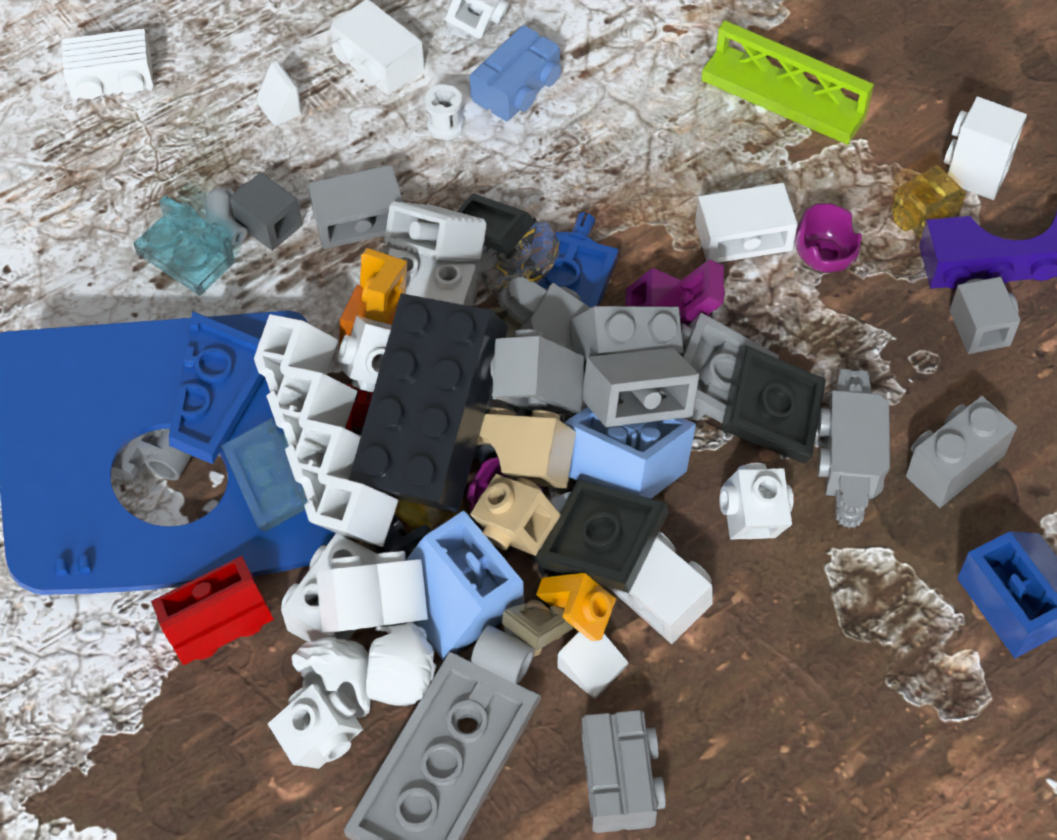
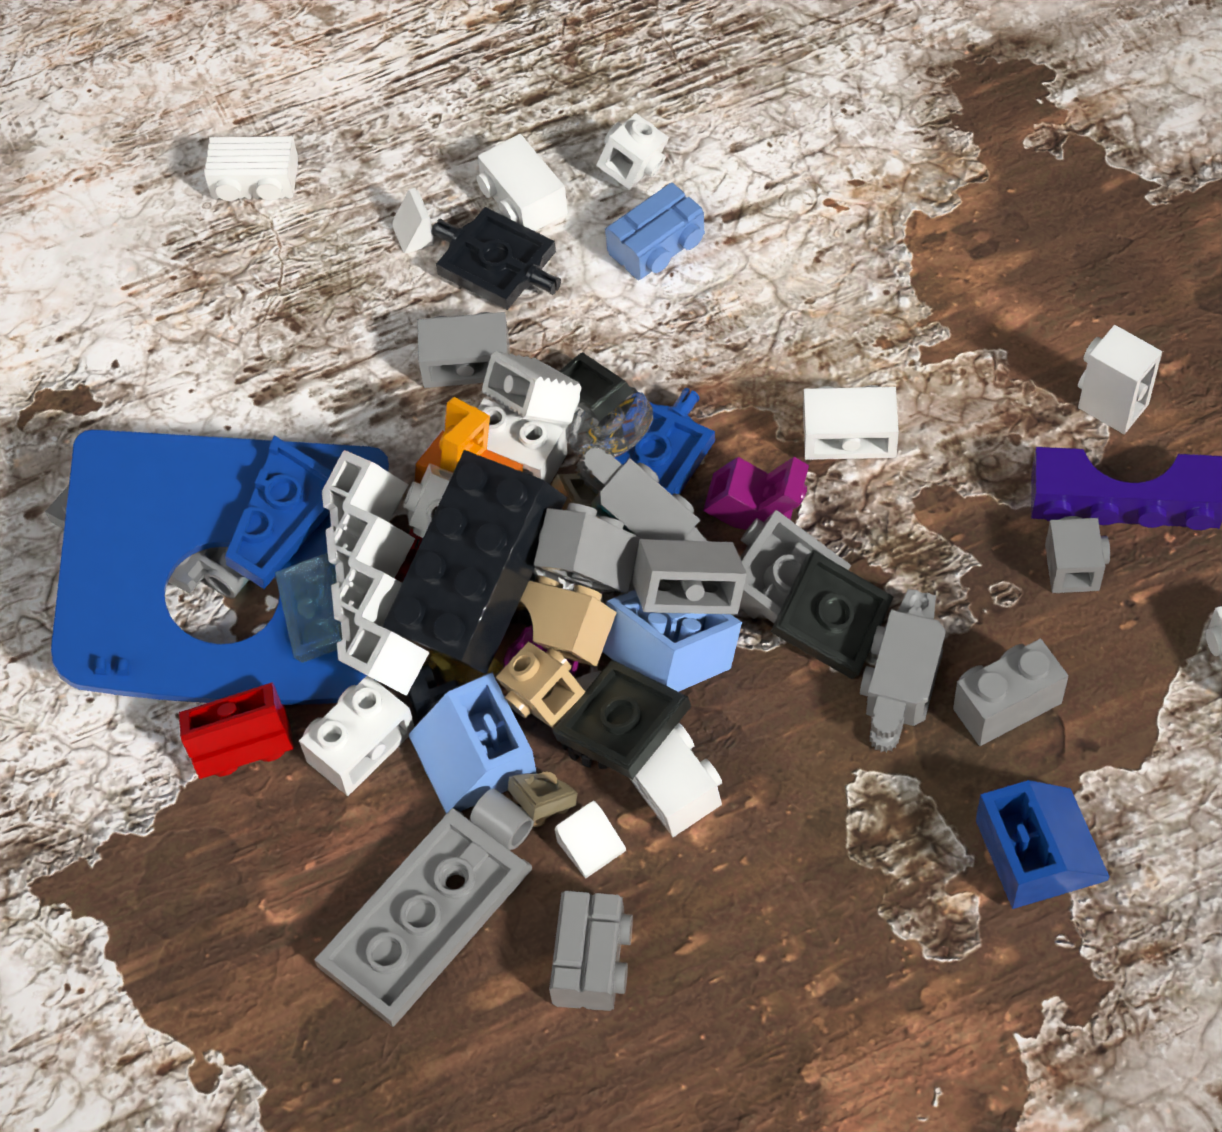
camera: 15 degrees right, 0 degrees up
(186, 246) = (290, 367): clear light blue bracket -> none
(218, 211) = (327, 338): light grey arm -> none
(266, 211) = (374, 341): dark grey brick -> none
(316, 726) = (309, 857): white brick -> none
(336, 665) = (340, 808): white hair -> none
(367, 117) = (496, 257): none -> black plate
(371, 594) = (385, 739): white brick -> none
(400, 665) = (399, 812): white hair -> none
(440, 115) = (579, 261): white bush -> none
(583, 601) = (588, 782): light orange bracket -> none
(625, 330) = (692, 518): light grey brick -> none
(756, 502) = (787, 710): white brick -> none
(787, 89) = (932, 283): lime fence -> none
(827, 238) = (931, 450): magenta hair -> none
(919, 200) = (1047, 423): clear yellow brick -> none

